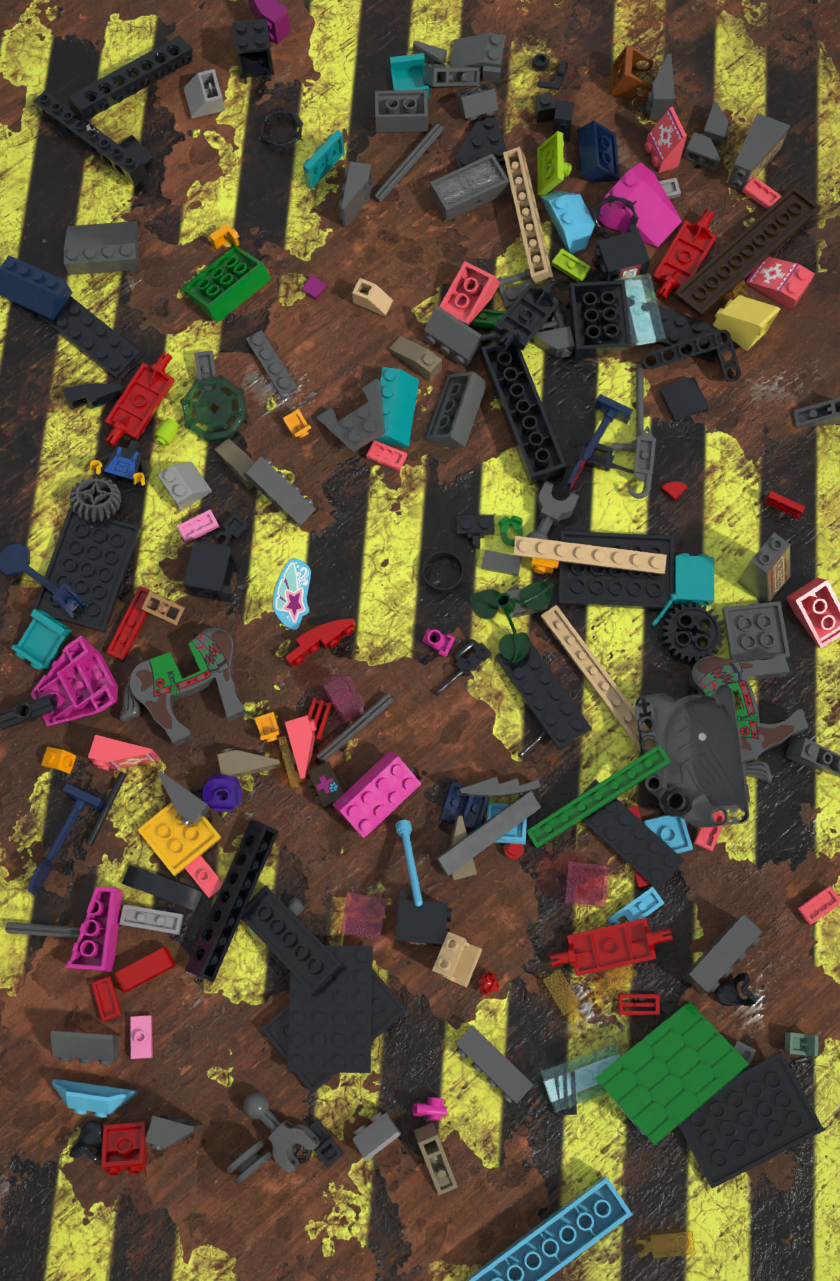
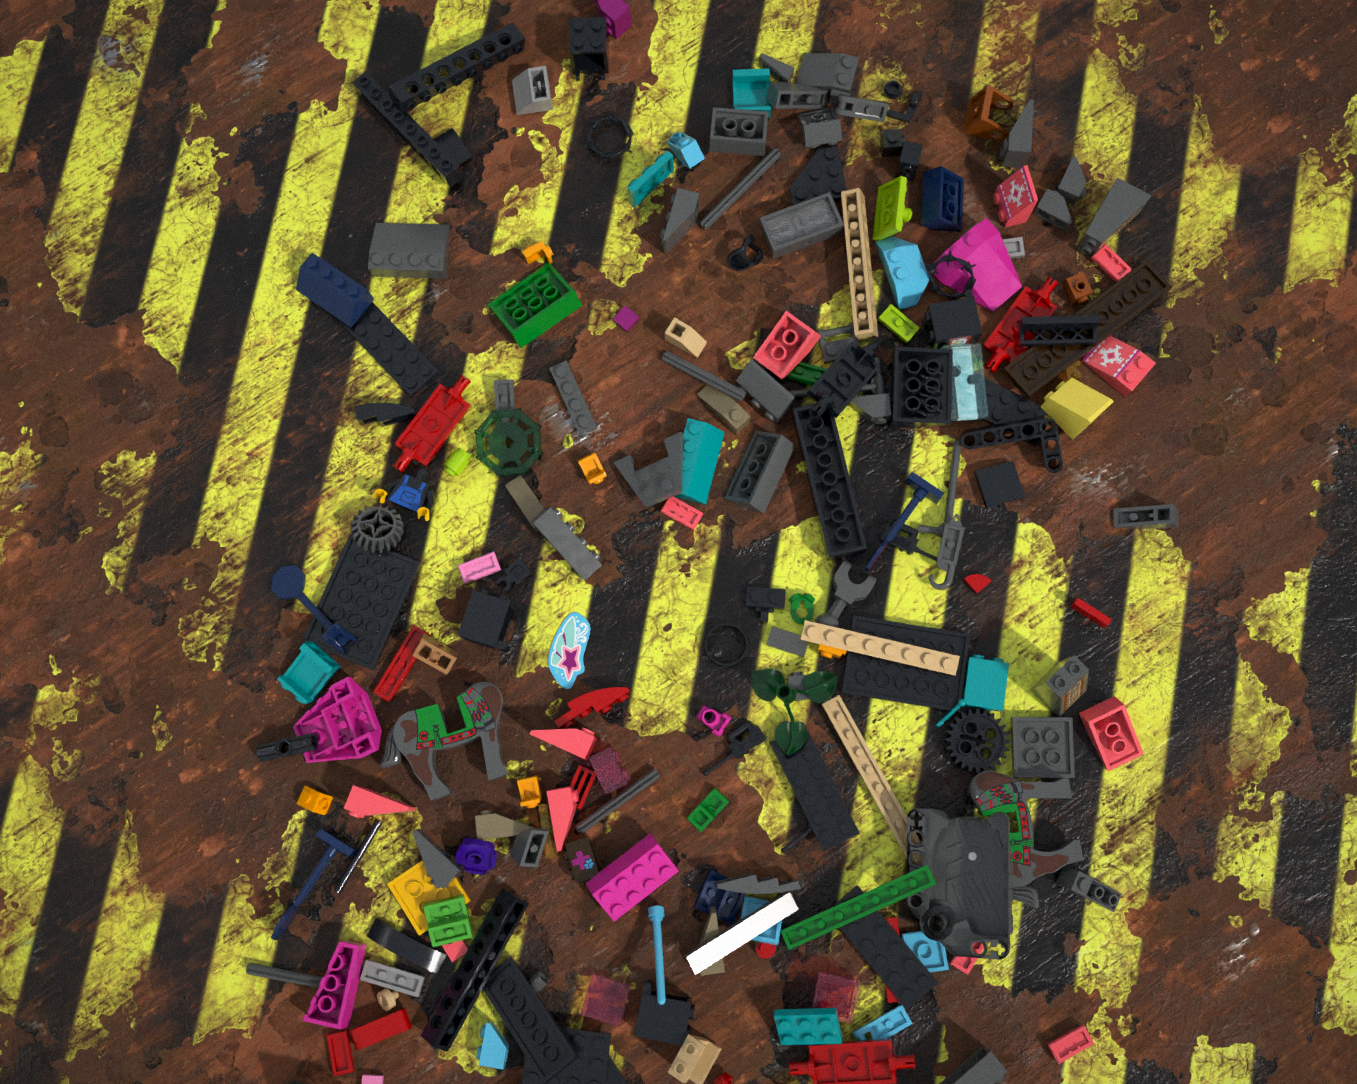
camera: 10 degrees right, 5 degrees up
(148, 940) = (387, 999): none -> tan tile
(184, 484) = (470, 521): light grey slope -> none
(200, 856) = (448, 920): none -> bright green slope
(258, 975) = (494, 1047): none -> medium azure slope
(273, 776) = (529, 847): none -> dark grey slope
(302, 673) = (571, 740): none -> coral slope
(354, 131) = (685, 149): none -> medium azure slope
(393, 330) = (703, 376): none -> dark grey axle
(413, 222) = (737, 258): none -> black piece
(443, 726) = (708, 809): none -> green slope
(514, 79) = (862, 108): none -> dark grey plate
(564, 915) = (808, 1026): none -> teal plate
(718, 249) = (1061, 324): none -> black fence
(733, 218) = (1077, 289): none -> dark orange brick

